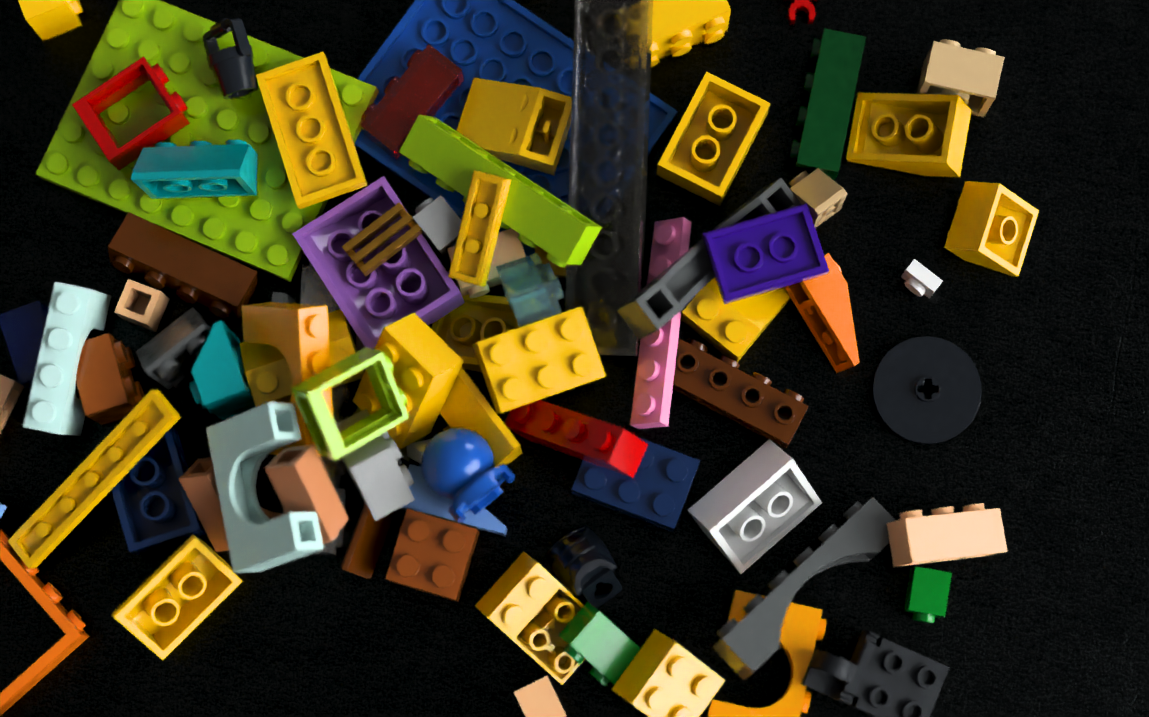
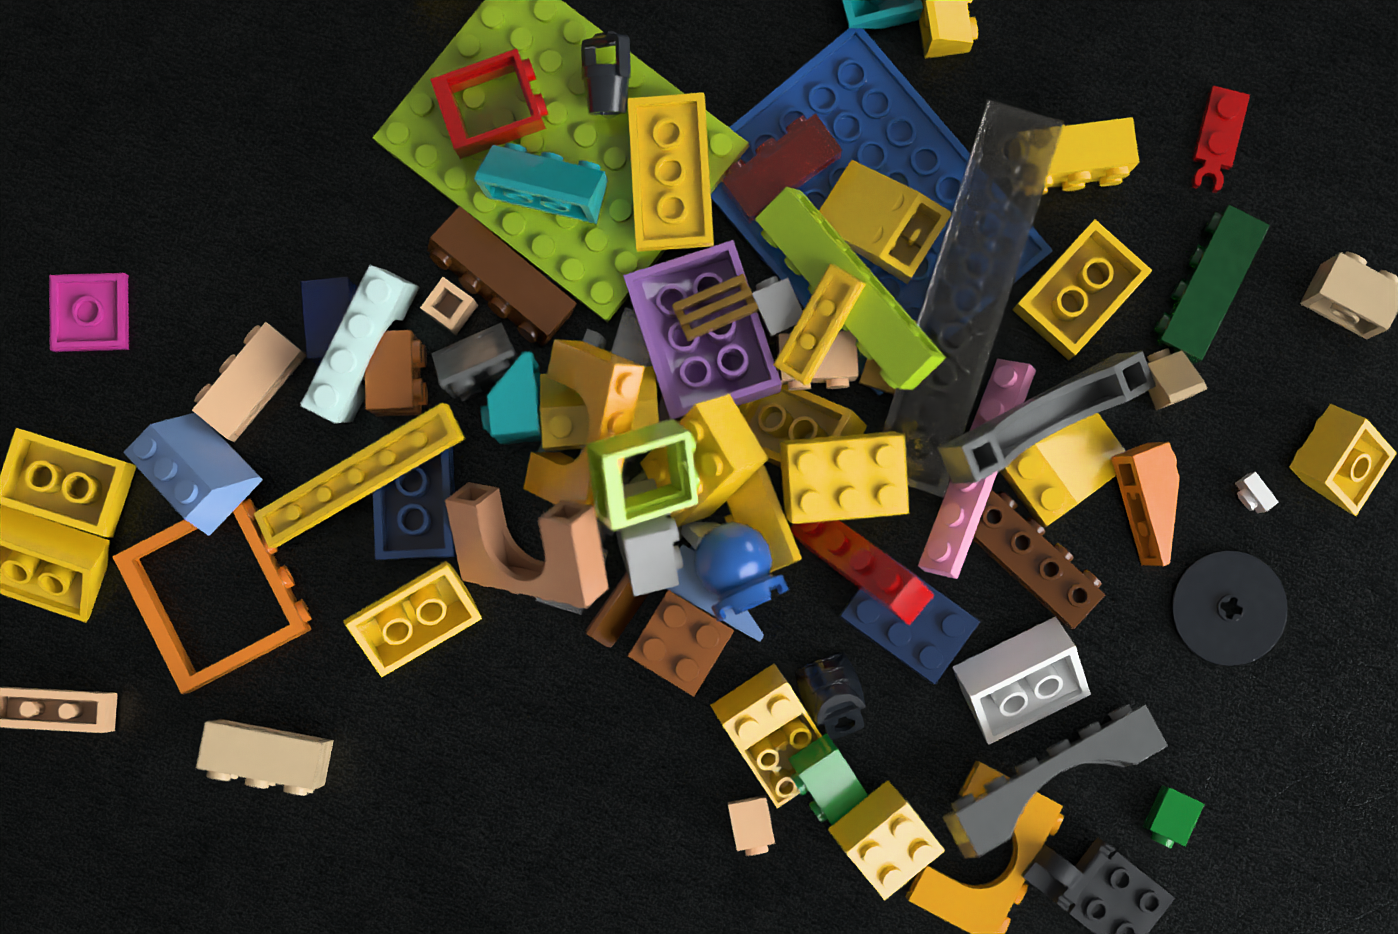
camera: 10 degrees right, 5 degrees up
(236, 455) = (511, 491): light aqua arch -> none
(530, 289) = (855, 402): clear light blue brick -> none
(765, 253) = (1105, 427): dark purple tile -> none
(910, 133) = (1286, 337): yellow slope -> none
(946, 535) = (1209, 764): light nougat brick -> none

